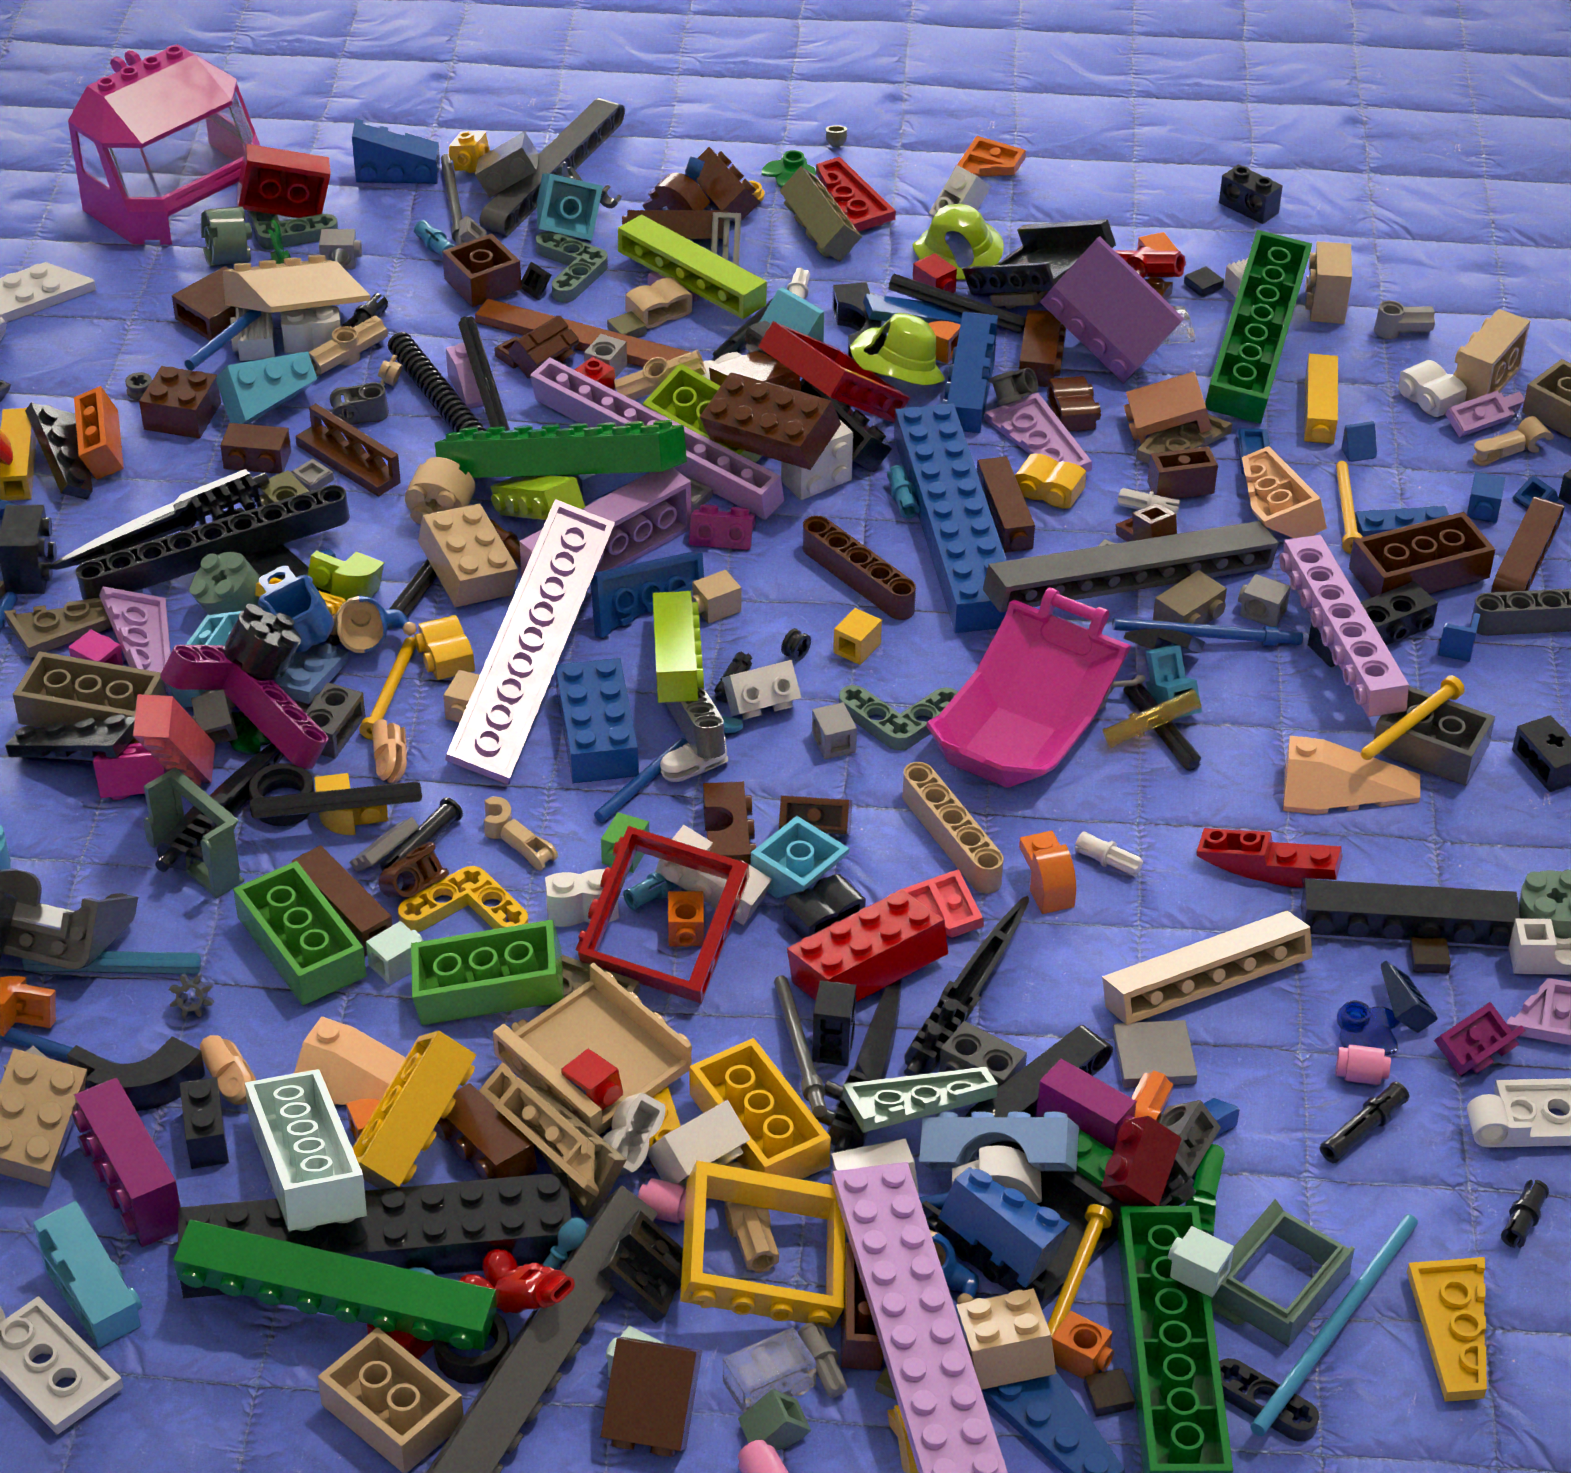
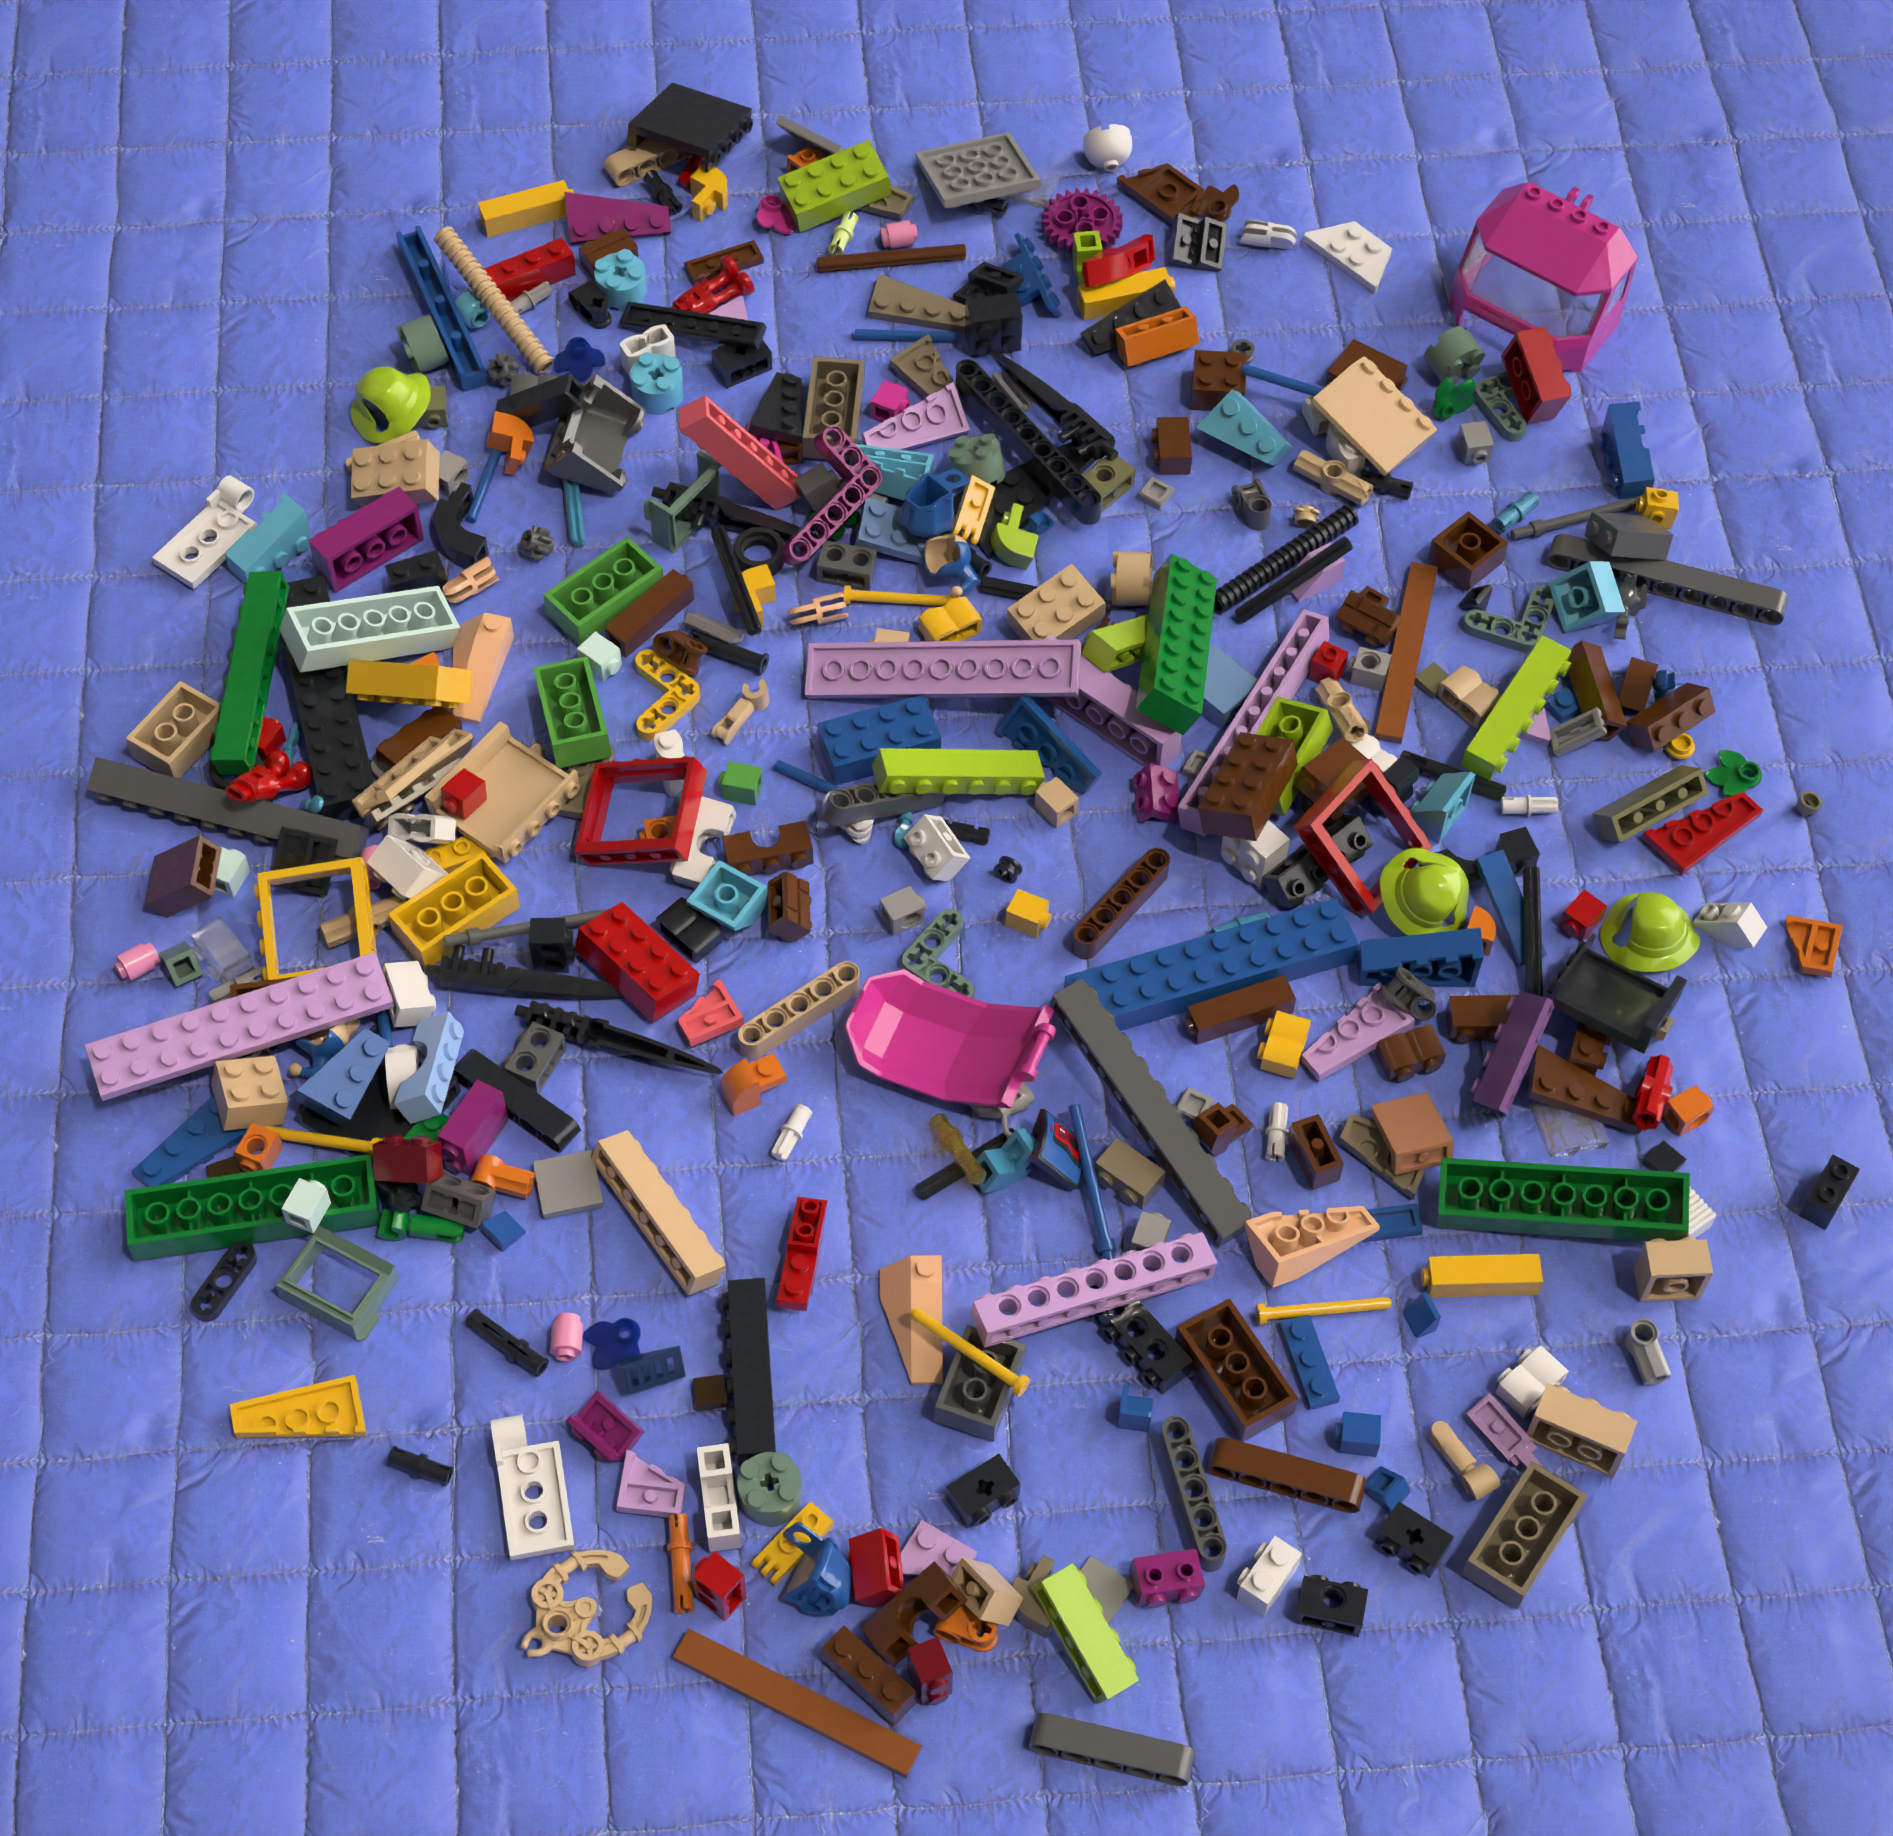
camera: 80 degrees right, 15 degrees up
(262, 642) = (892, 488): black brick -> none
(349, 456) = (1185, 511): reddish brown fence -> none
(470, 229) = (1530, 536): light grey tile -> none
(906, 1098) = (466, 1000): sand green wing -> none
(1333, 1326) = (295, 1325): dark azure piece -> none

